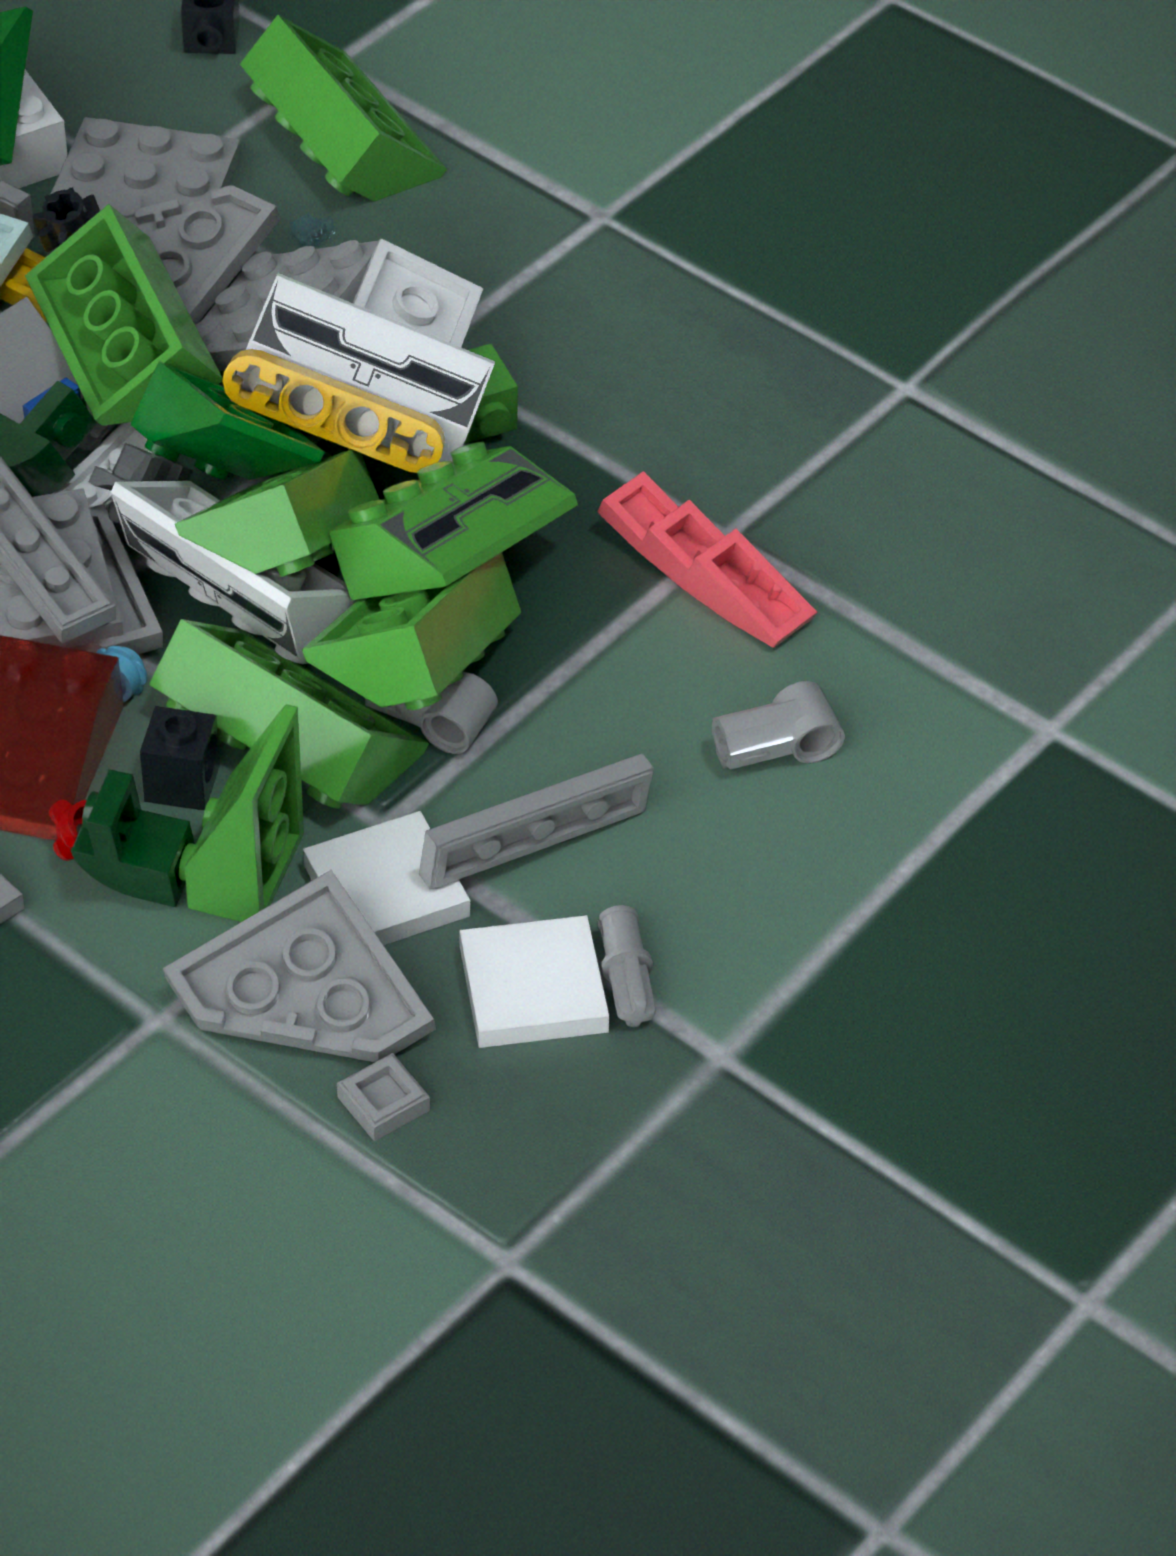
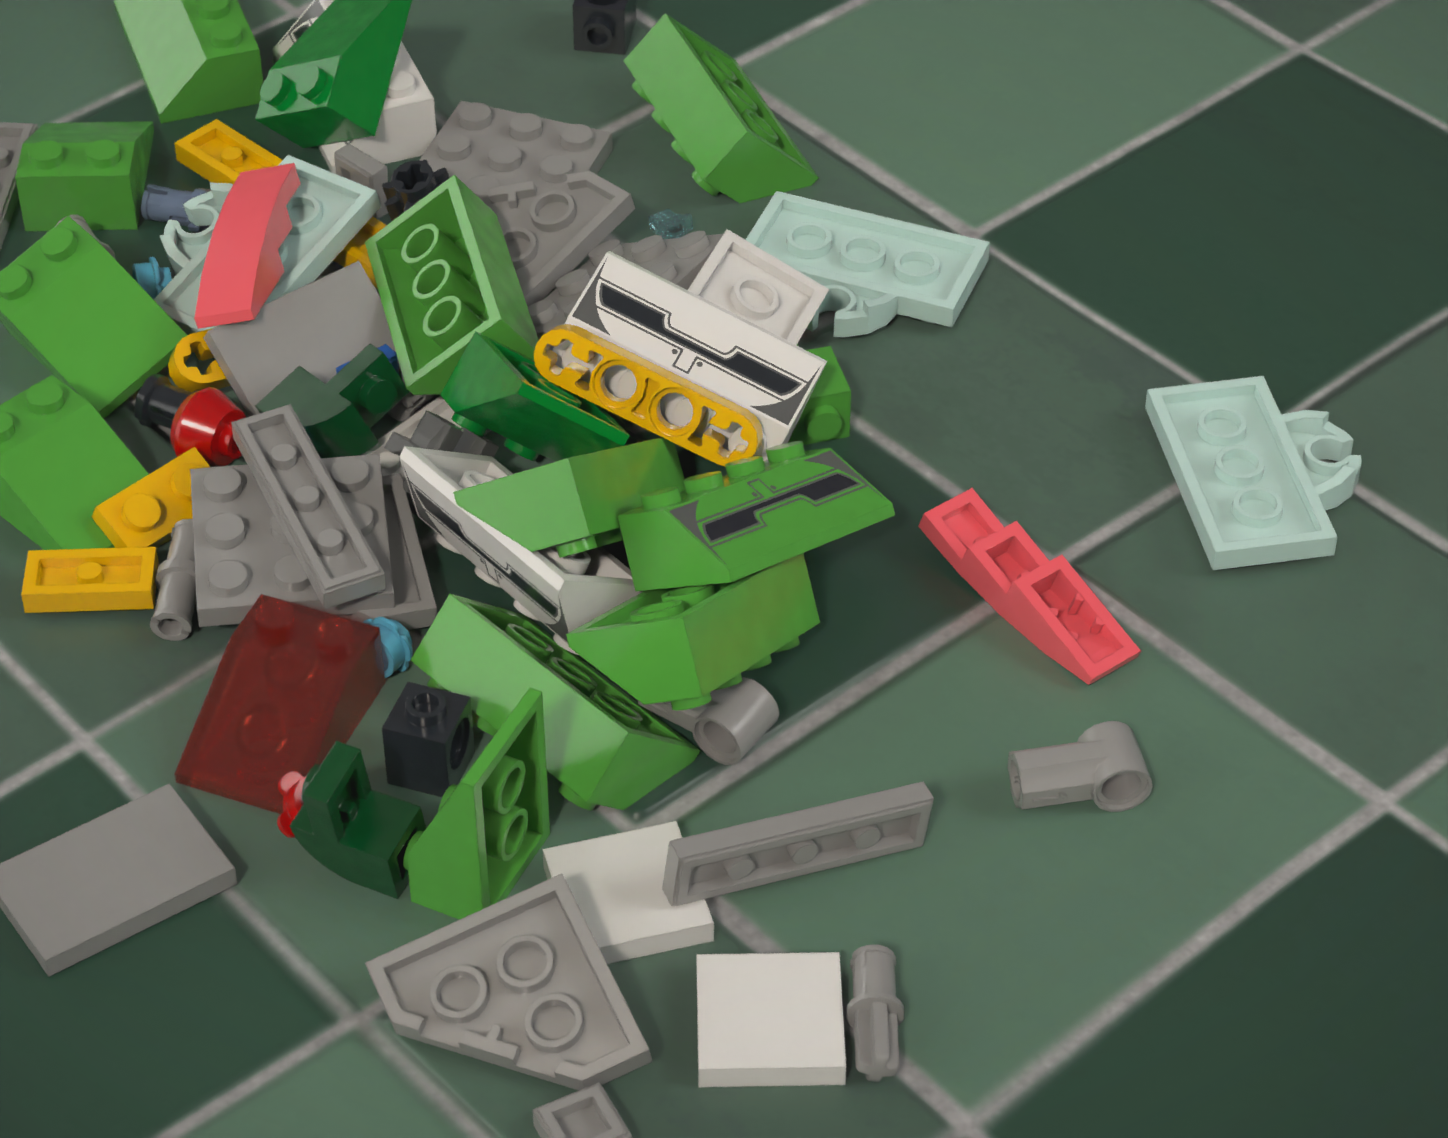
camera: 10 degrees right, 5 degrees down
(512, 253) = (871, 263): none -> light aqua plate
(897, 429) = (1253, 472): none -> light aqua plate

